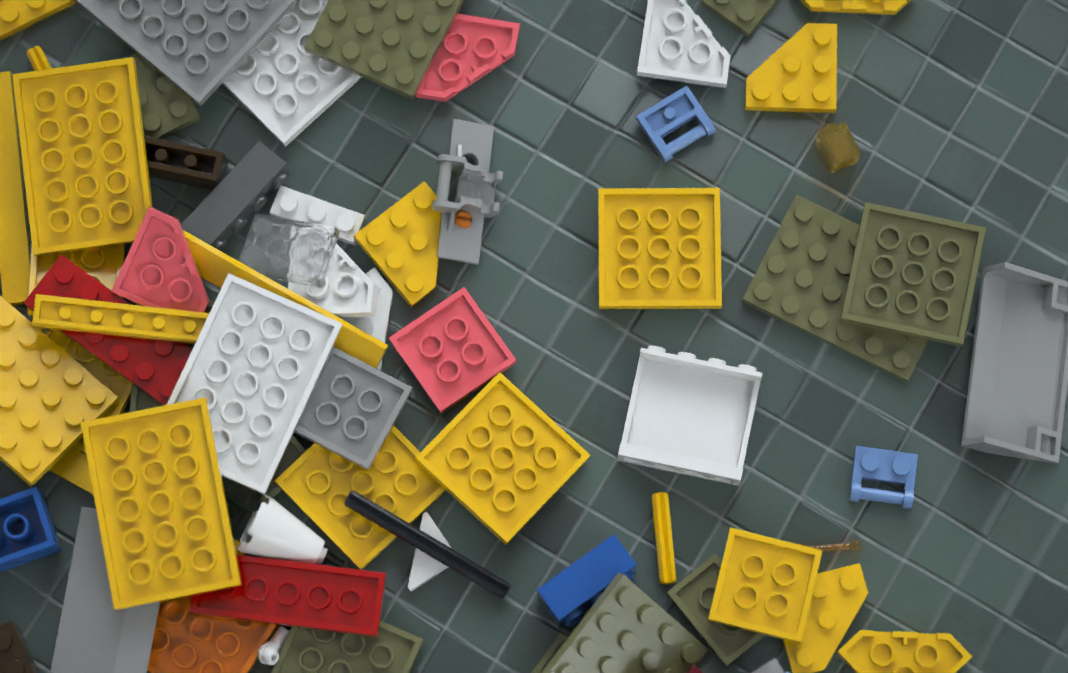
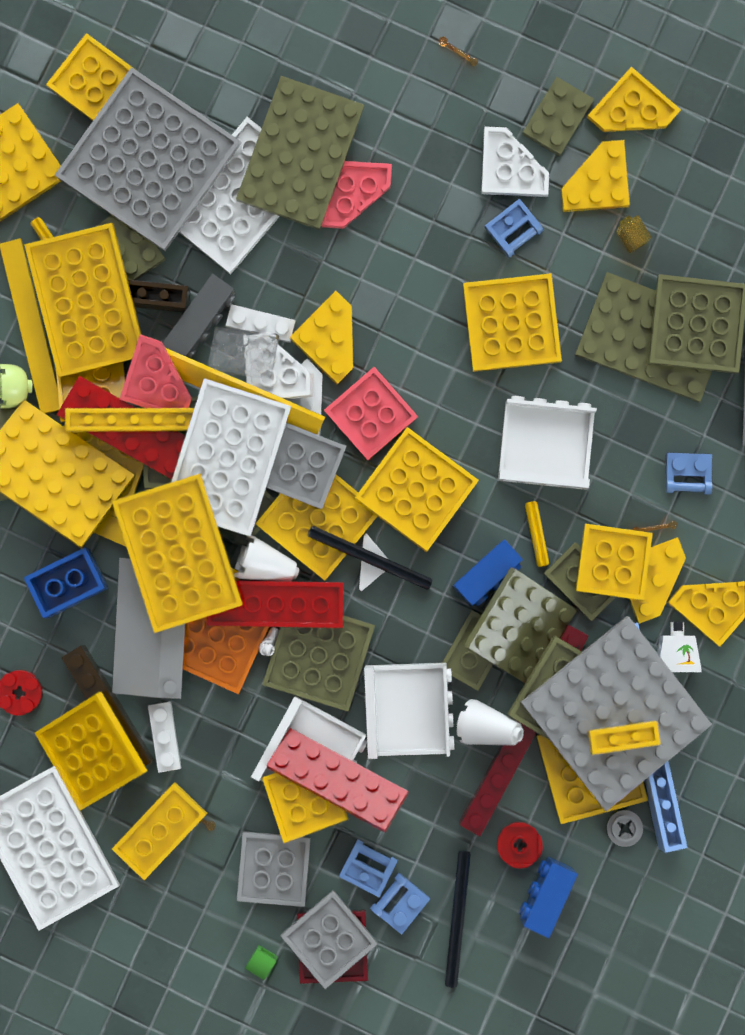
camera: 10 degrees left, 10 degrees up
(475, 192) = (373, 295): light grey piece -> none

